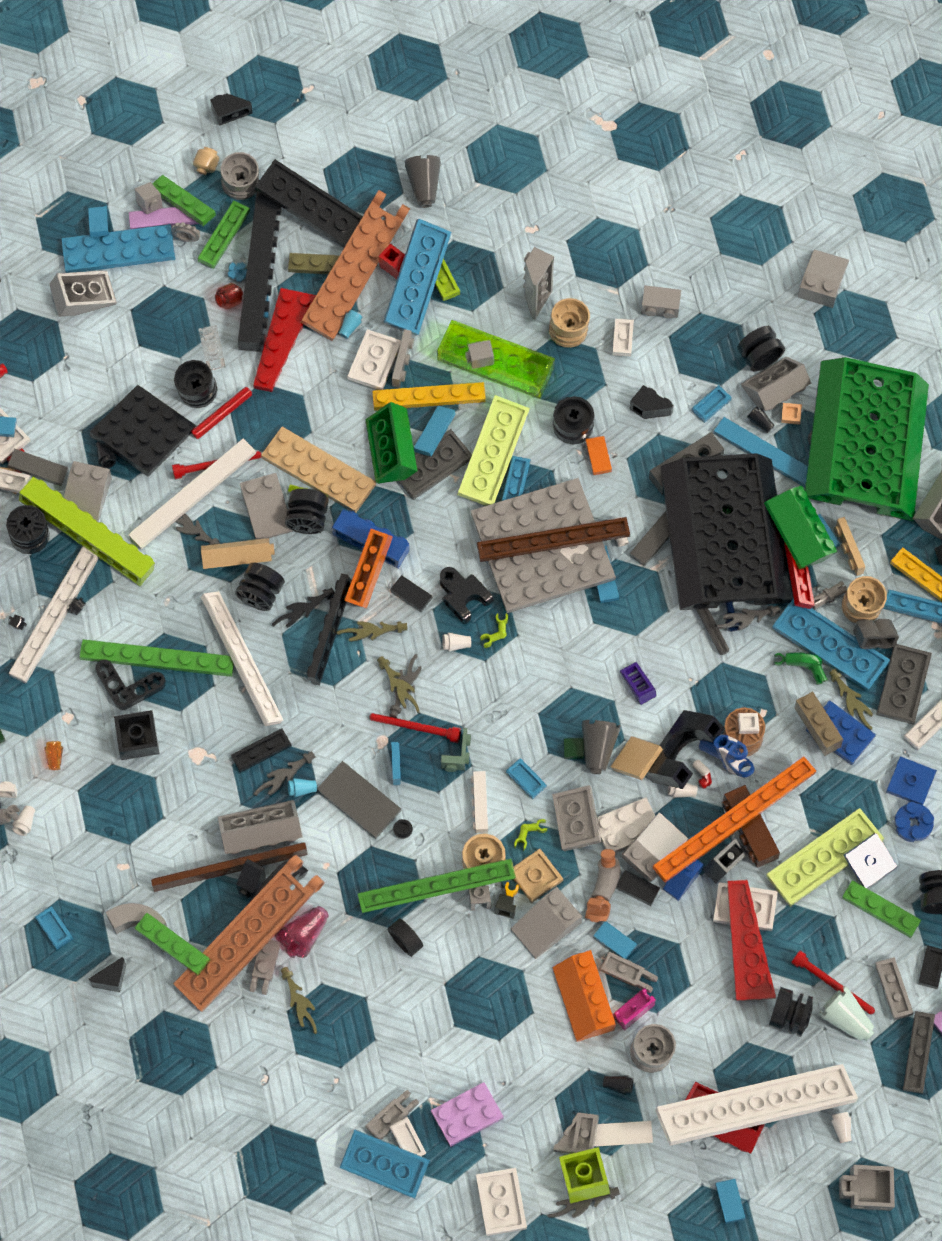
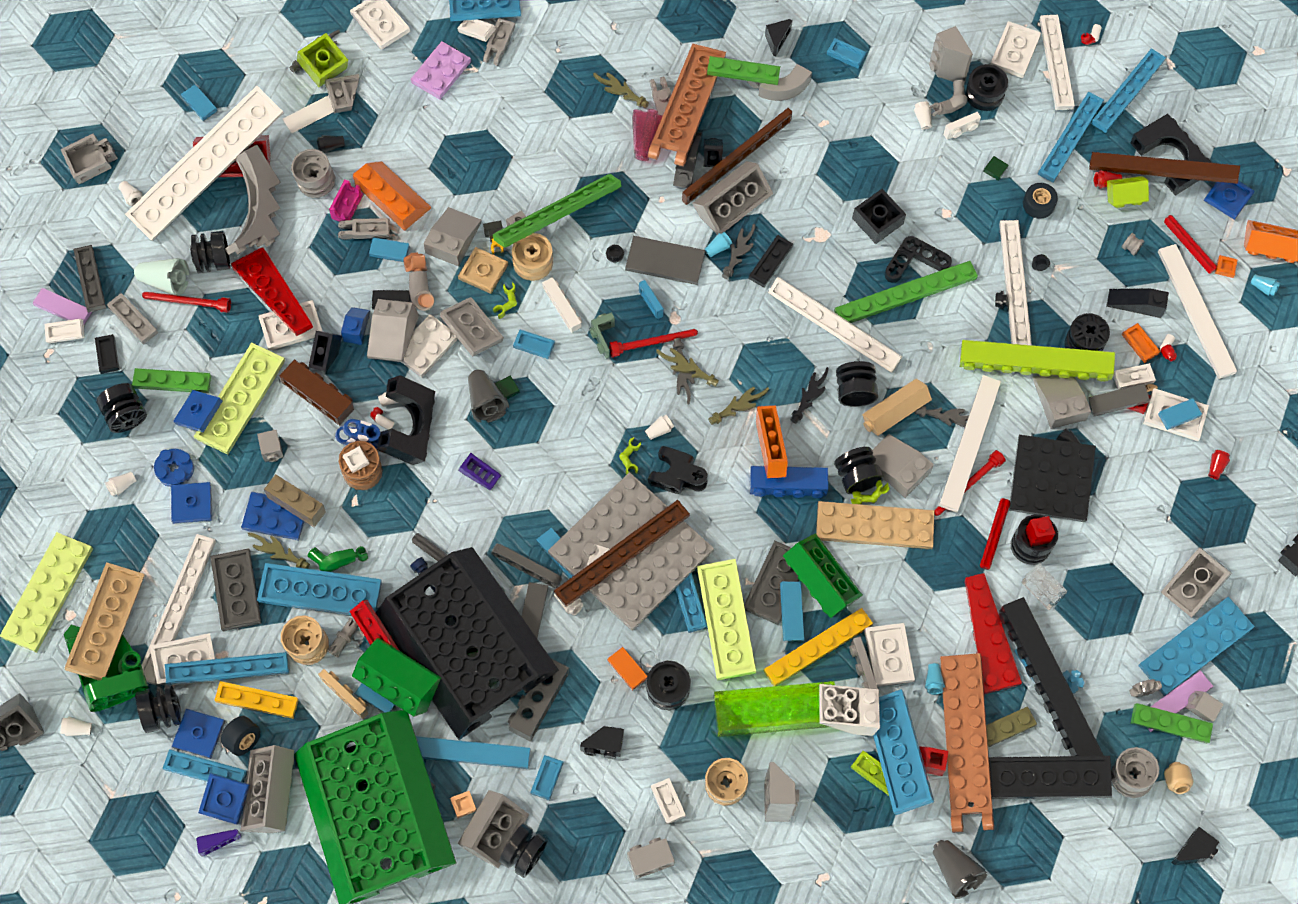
camera: 150 degrees right, 0 degrees up
(54, 754) = (936, 175): clear orange cone -> none
(98, 221) = (1233, 659): dark azure tile -> none
(191, 376) = (1040, 531): none -> red brick
(223, 234) = (1110, 710): bright green plate -> none
(228, 296) = (1063, 647): clear red head -> none
(328, 634) = (773, 378): black plate -> none
(405, 937) = (561, 164): black tyre -> none
(411, 593) = (724, 453): black tile -> none
(438, 320) = (849, 709): none -> white slope
(480, 354) = (789, 690): light grey brick -> none
(636, 758) = (445, 399): tan tile -> none
(640, 578) = (526, 565): none -> dark grey beam
(732, 1014) = (261, 204): none -> light grey arch
(734, 819) = (329, 379): orange plate -> none
(748, 616) = (409, 570): dark grey piece -> none
(760, 419) = (491, 782): black cone -> none
(817, 795) = (270, 446): none -> light grey brick
(875, 634) = (279, 614): dark grey brick -> none

